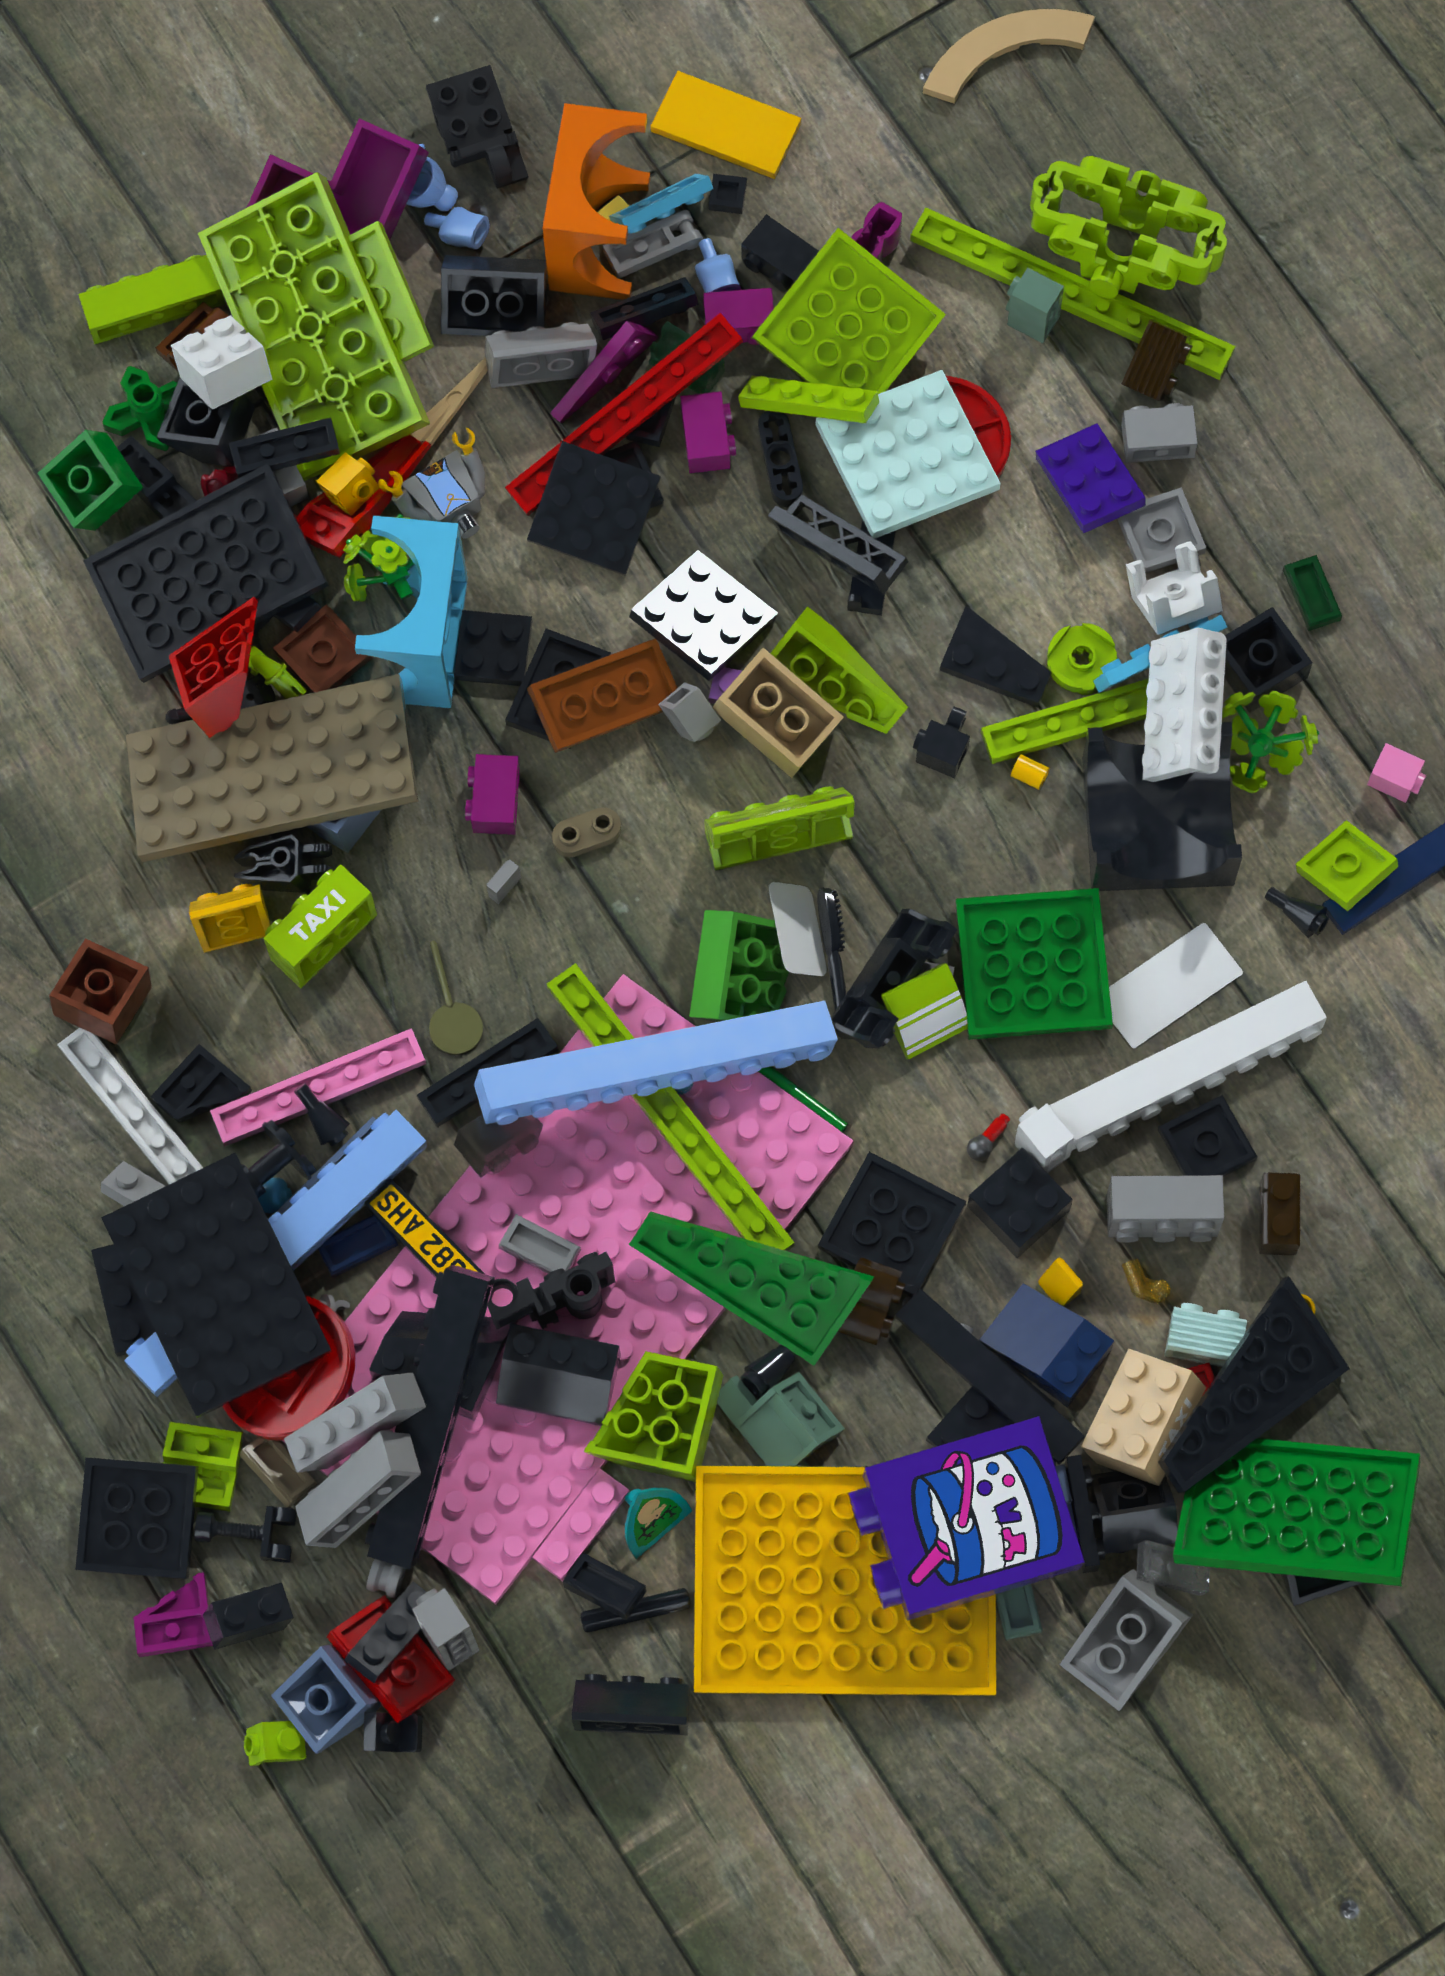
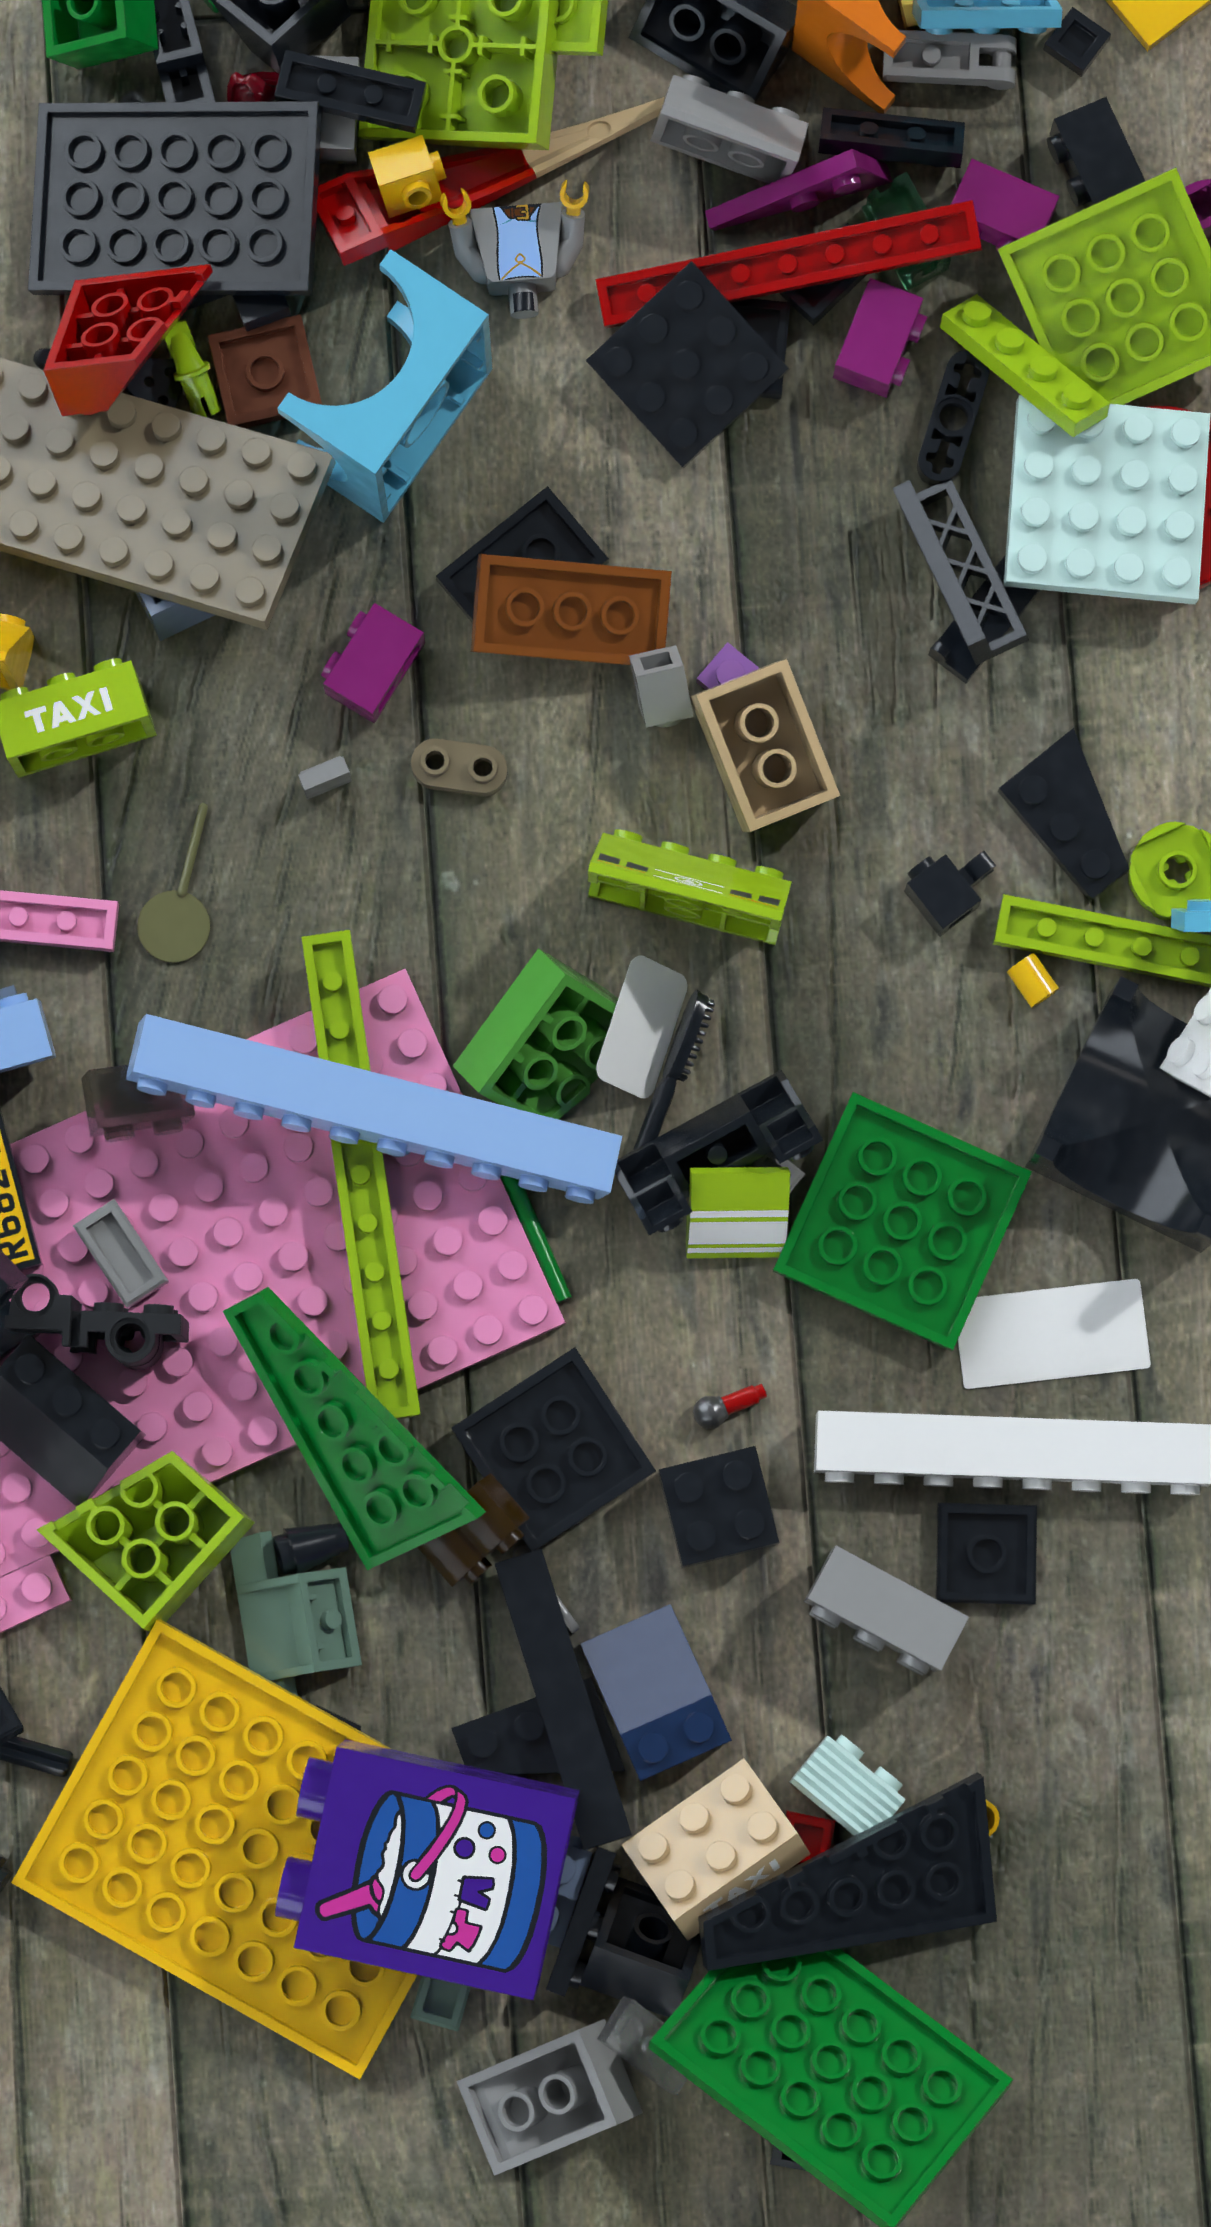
camera: 25 degrees right, 10 degrees up
(282, 864) = (74, 616): black hinge -> none
(385, 557) = (392, 308): lime plant -> none
(457, 1090) = (187, 1000): black plate -> none
(493, 648) = (473, 474): black plate -> none
(651, 1516) = (75, 1648): shield -> none
(703, 615) = (746, 571): plate -> none
(716, 271) = (1007, 135): light blue piece -> none
(838, 672) = (864, 728): lime wedge -> none
(1044, 1137) = (787, 1447): white brick -> none
(1061, 1282) = (712, 1630): yellow slope -> none
(1143, 1287) = (810, 1687): clear yellow arm -> none
(1279, 1214) = (1020, 1690): dark brown brick -> none

